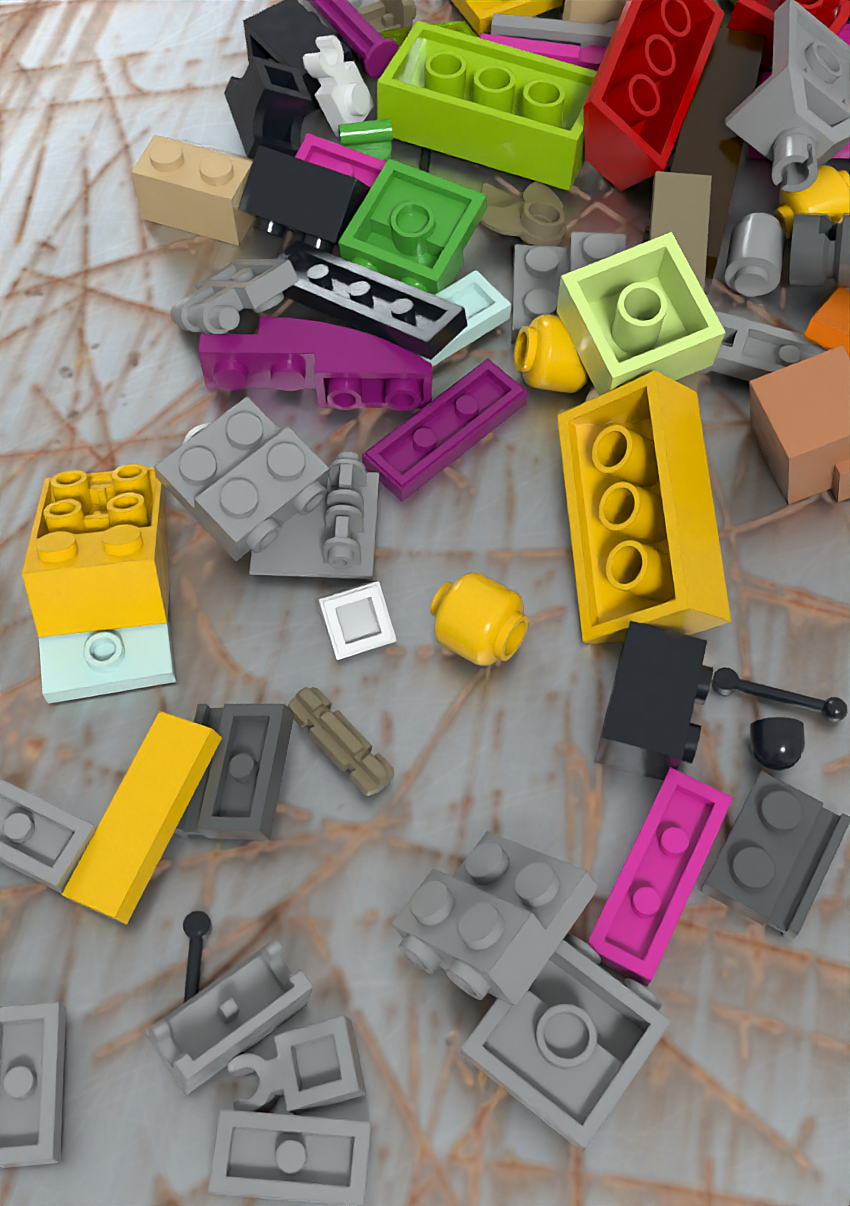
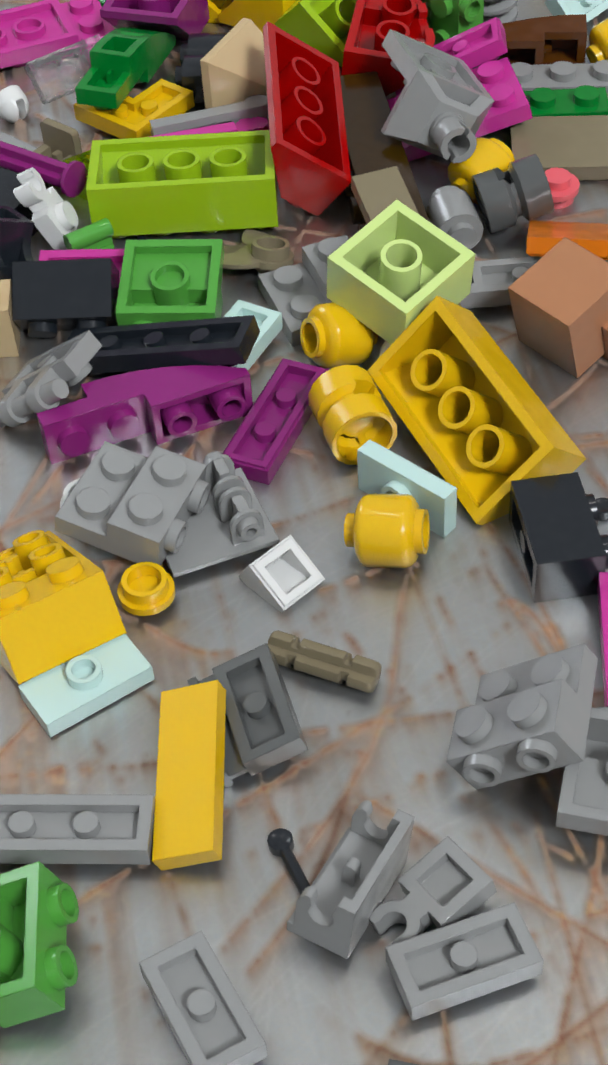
camera: 20 degrees left, 15 degrees down
(214, 579) = (145, 589): none -> yellow plate
(516, 461) = (350, 411): none -> yellow wheel
(527, 573) = (388, 473): none -> light aqua plate

